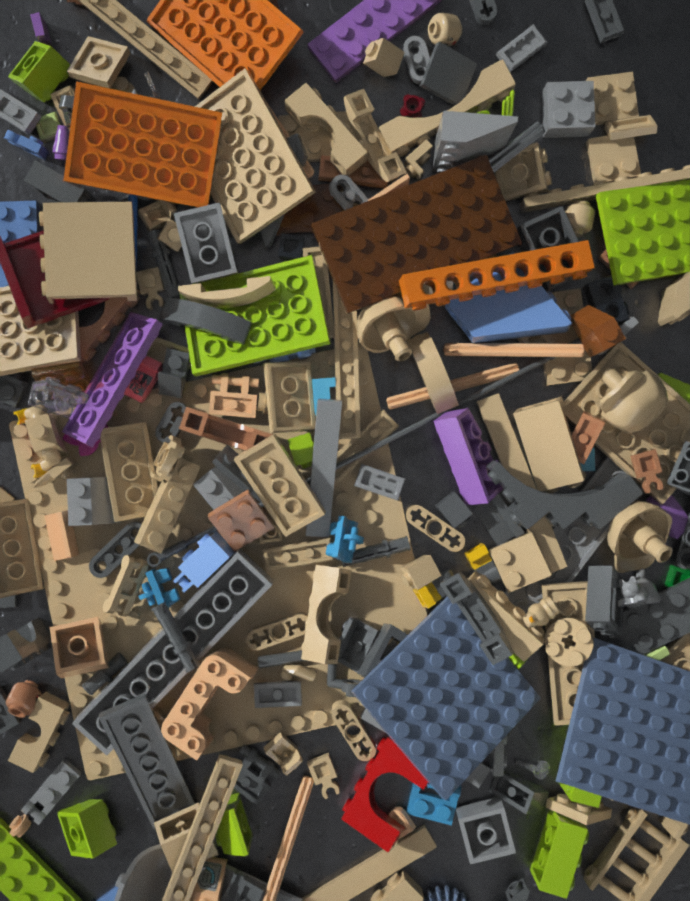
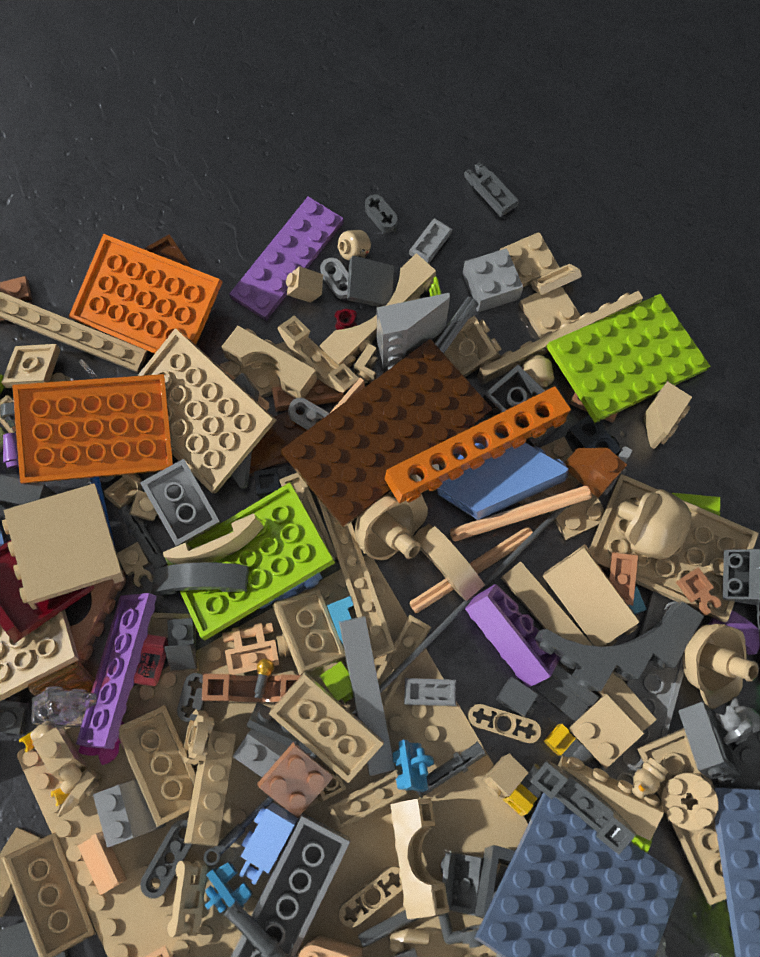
camera: 10 degrees left, 15 degrees down
(240, 419) = (265, 668): none -> piece

